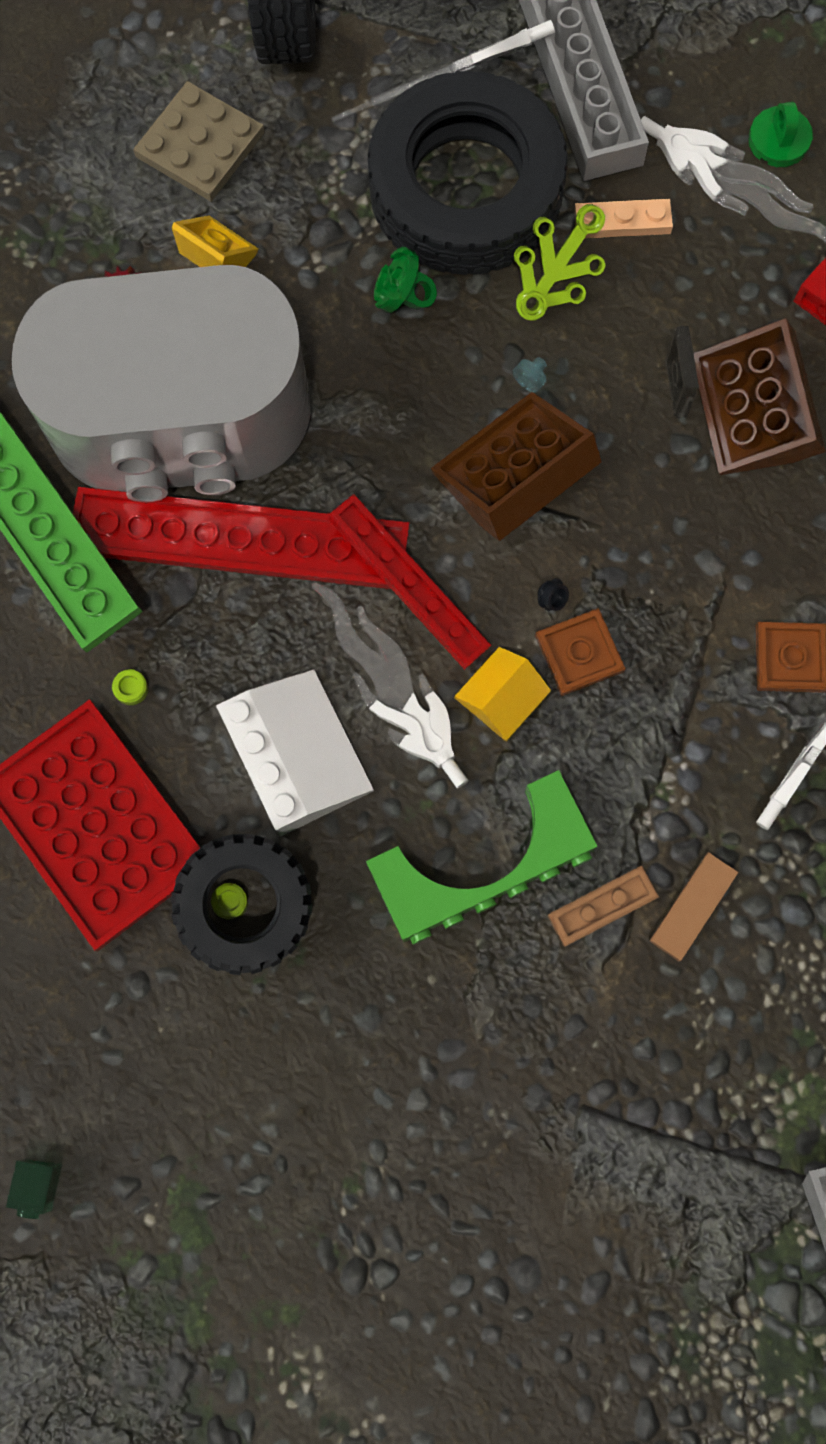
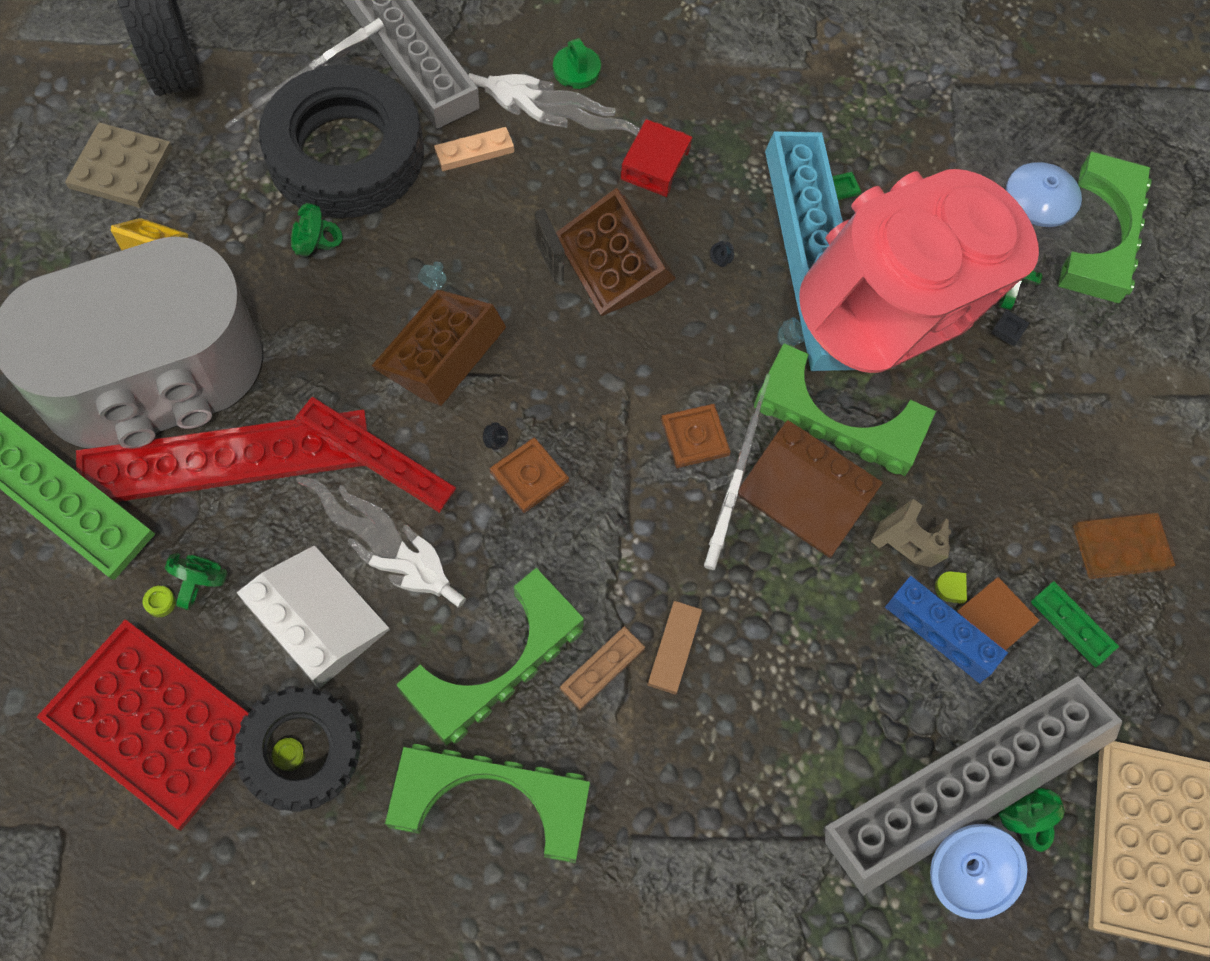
camera: 25 degrees left, 10 degrees down
(176, 668) = (194, 573): none -> green tile
(504, 692) = (476, 521): yellow slope -> none
(511, 1044) = (429, 775): none -> bright green arch
(556, 267) = (430, 192): lime plant -> none

